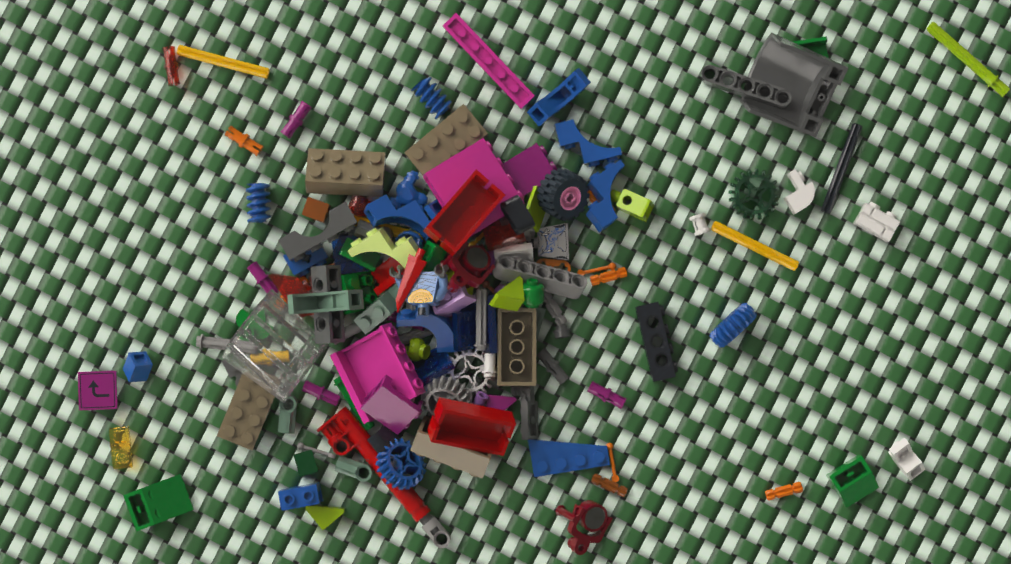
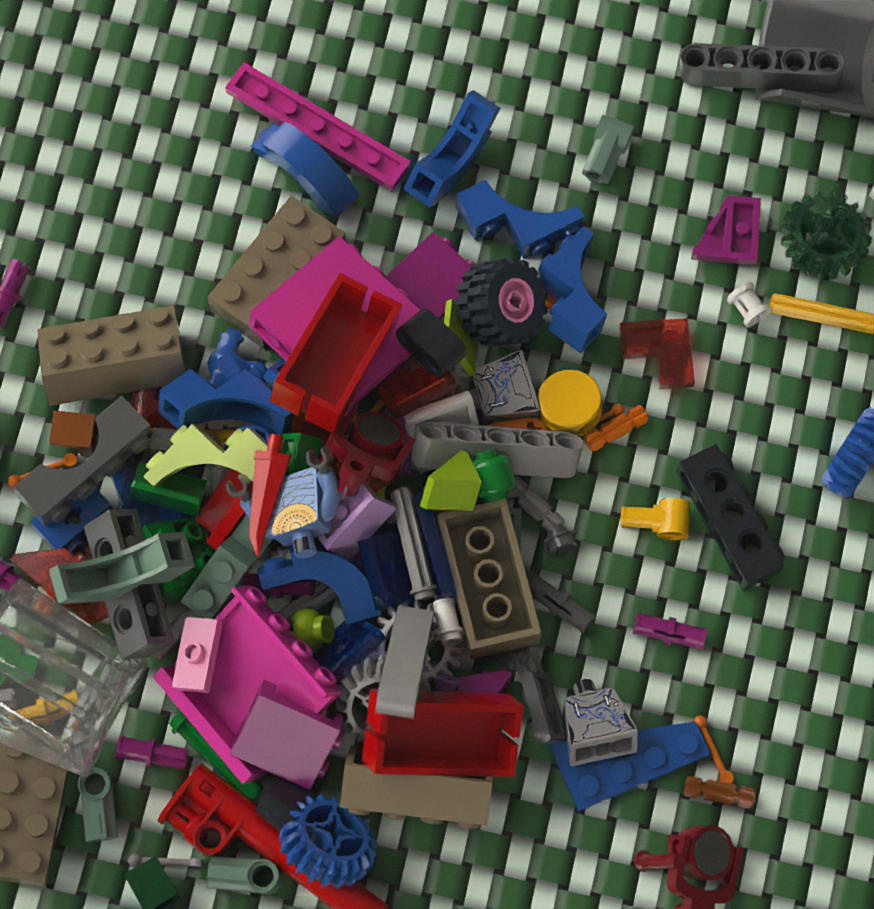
camera: 15 degrees left, 15 degrees down
(311, 222) = (70, 461): none -> orange hinge
(355, 352) = (197, 655): none -> bright pink plate
(432, 97) = (234, 204): blue piece -> none
(460, 388) = (404, 662): none -> light grey beam
(475, 86) = (309, 165): none -> blue arch
(554, 436) = (597, 725): none -> light grey torso
(586, 257) = (570, 402): none -> yellow head
(620, 333) = (668, 518): none -> yellow pin
(638, 208) = (627, 293): lime torso -> none
(649, 110) = (609, 143): none -> sand green piece
(649, 235) = (667, 342): none -> clear red plate
(702, 180) = (732, 233): none -> magenta wing

